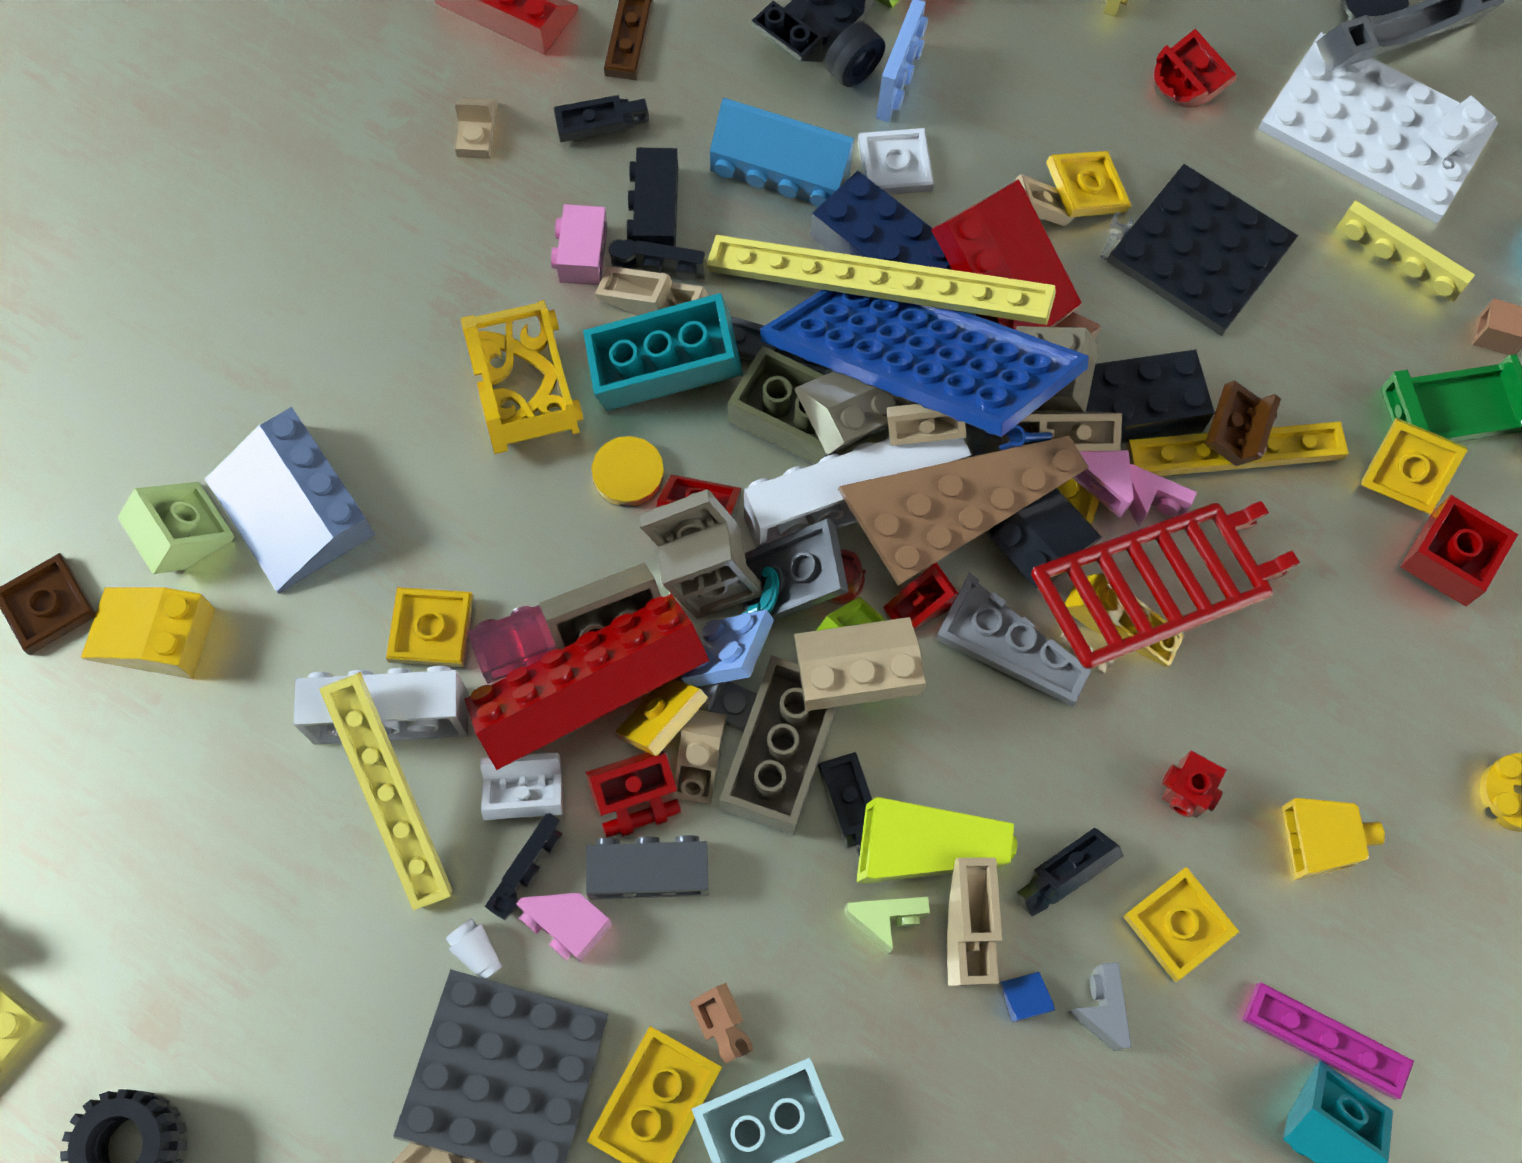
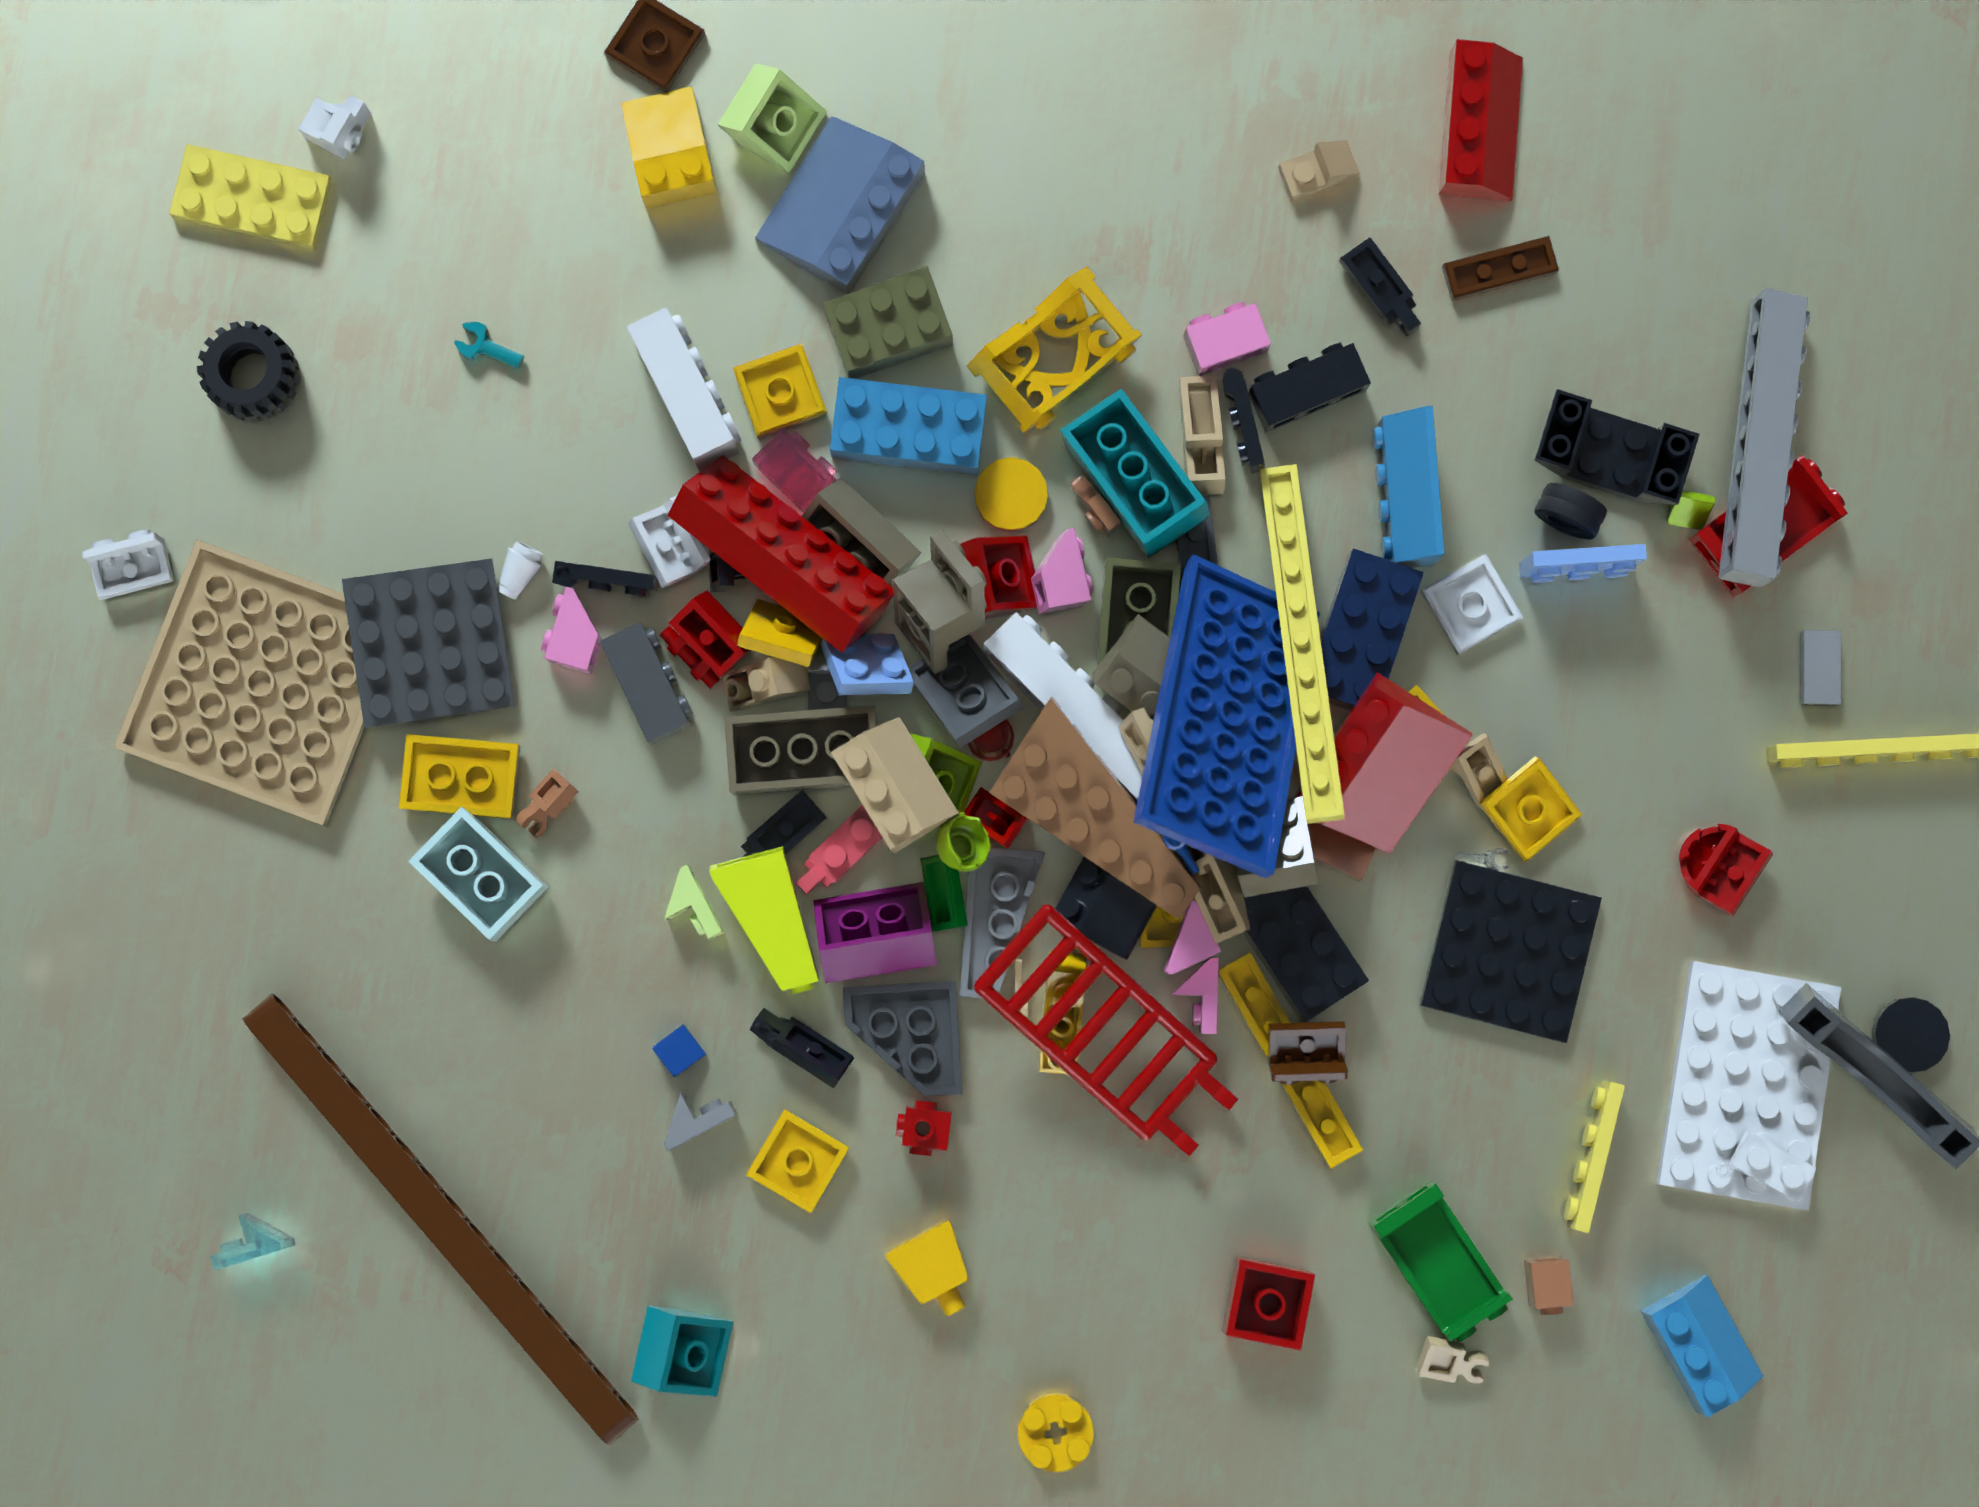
camera: 65 degrees right, 15 degrees up
(236, 888) = (485, 346): none -> teal bar
(386, 790) = (608, 431): light yellow plate -> none
(419, 505) = (888, 323): none -> olive brick
(522, 526) = (908, 426): none -> dark azure brick
(575, 749) = (721, 574): none -> black tile
(677, 402) = (1099, 513): none -> nougat plate
(722, 454) = (1061, 577): none -> bright pink slope
(769, 593) = (934, 679): teal piece -> none
(889, 753) = (840, 851): none -> coral hinge
(938, 632) = (963, 843): none -> lime hair
(970, 677) = (943, 894): none -> green tile
(973, 923) = (716, 979): tan slope -> none
(983, 755) = (874, 932): none -> magenta slope
(1091, 762) = (911, 1030): none -> dark grey plate
(1328, 1041) = (752, 1322): dark pink tile -> none
(1413, 466) = (1341, 1234): yellow plate -> none

